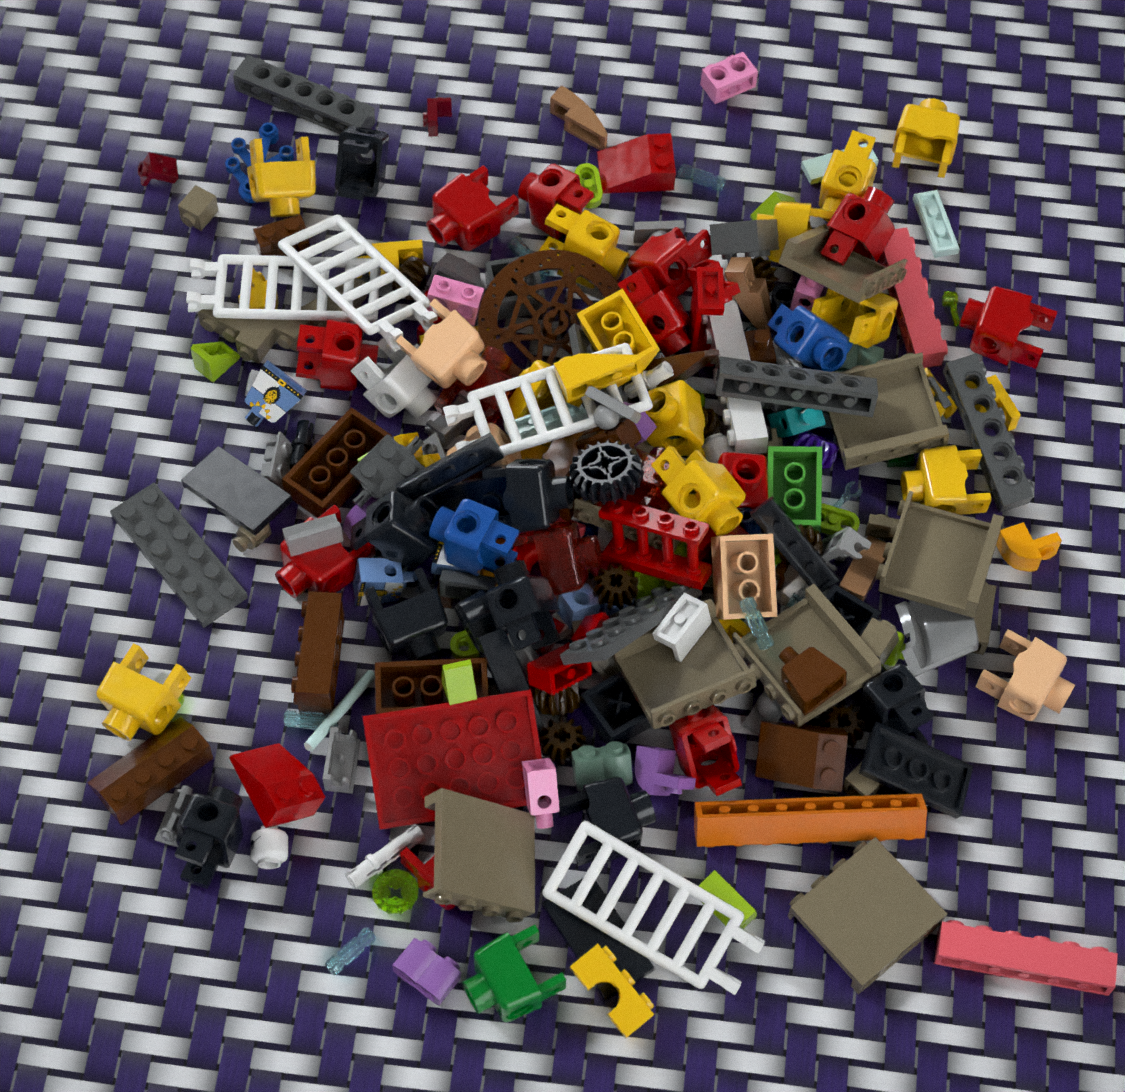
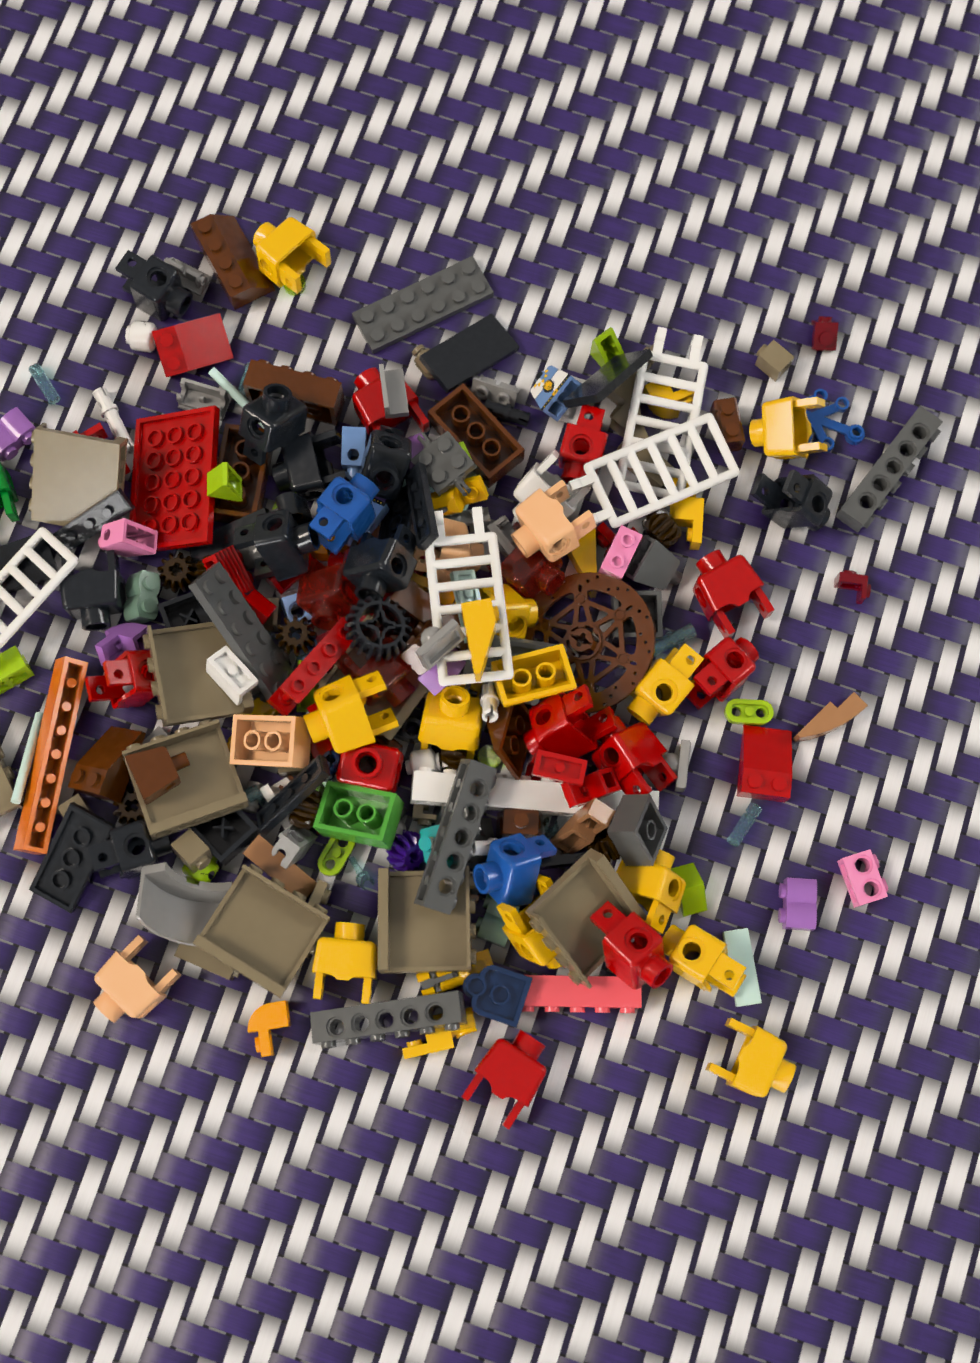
camera: 100 degrees right, 15 degrees up
(259, 331) = (607, 378): none -> black tile
(361, 646) = (281, 417): none -> black piece
(395, 878) = (85, 413): clear neon green gear -> none
(524, 832) = (92, 520): none -> black tile
(756, 623) = (221, 740): clear light blue axle -> none
(767, 123) = (799, 904): none -> medium lavender brick
(818, 846) = (27, 759): none -> light aqua bar
(936, 224) = (653, 1046): light aqua tile -> none
(936, 337) = (497, 993): none -> dark blue plate
(951, 299) = (558, 1034): clear neon green hand -> none

